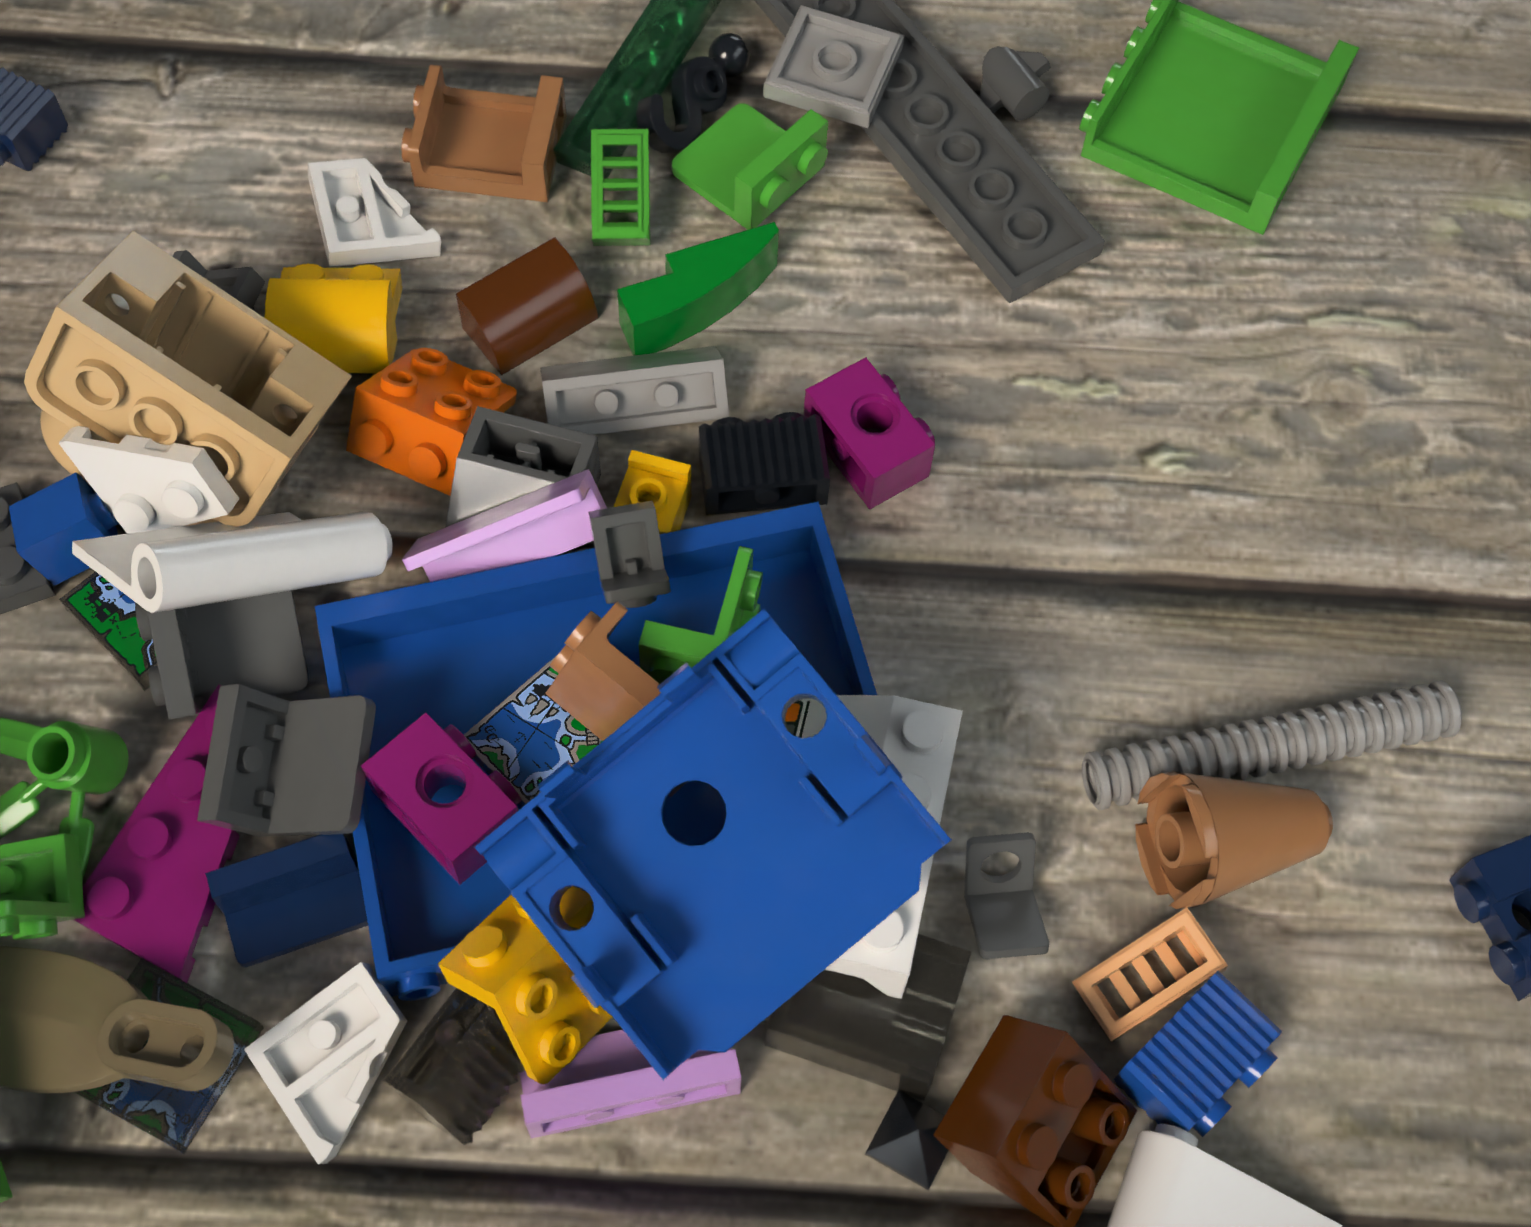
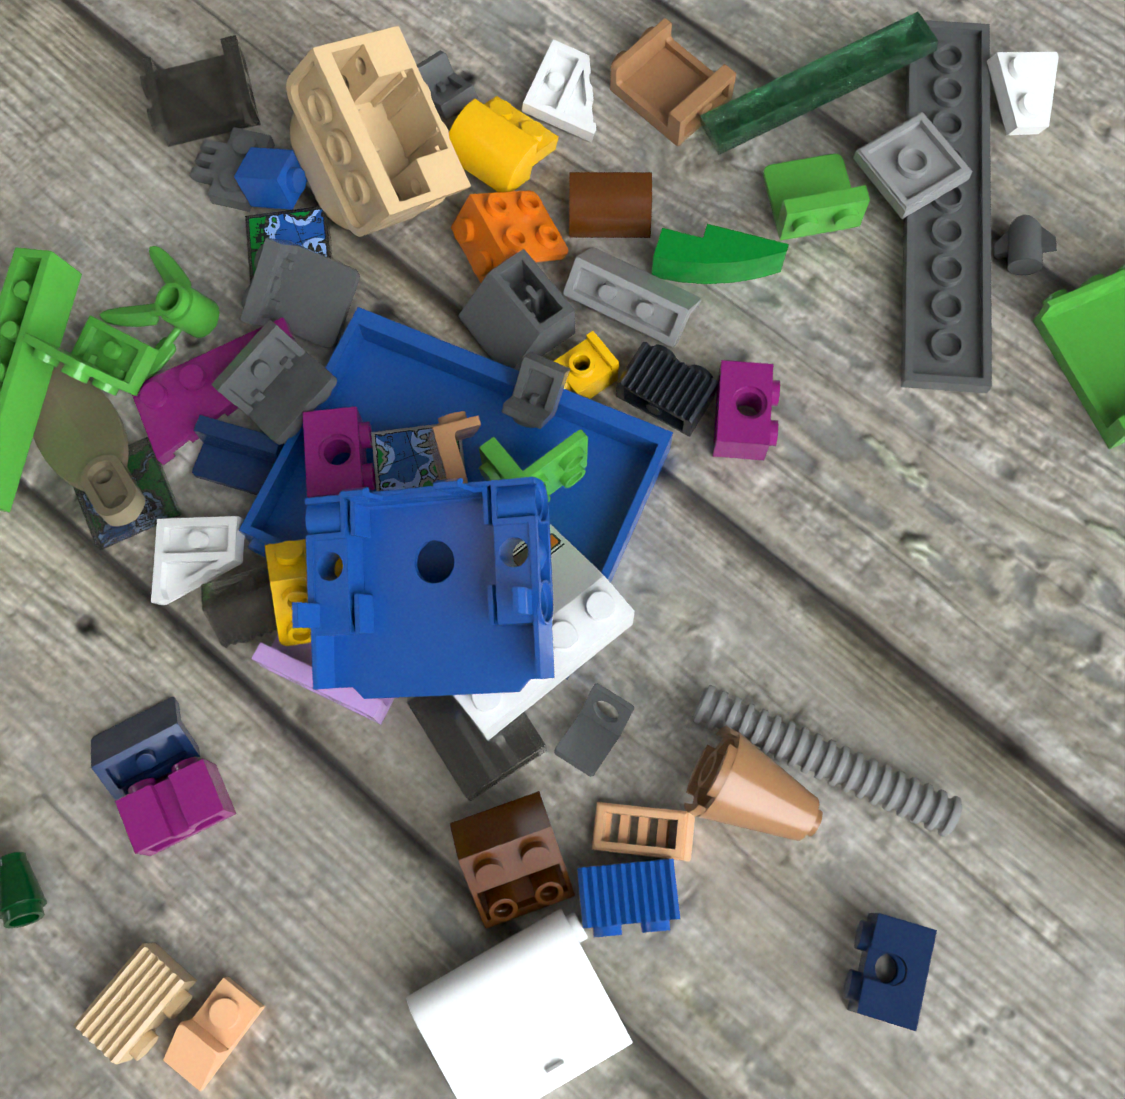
camera: 45 degrees right, 10 degrees up
(150, 482) = (319, 180): white wing -> none
(229, 562) = (327, 252): white door -> none
(512, 533) = (487, 334): lavender panel -> none
(620, 232) = (707, 155): bright green slope -> none
(697, 89) = (818, 128): black piece -> none
(907, 1140) = (440, 812): black slope -> none

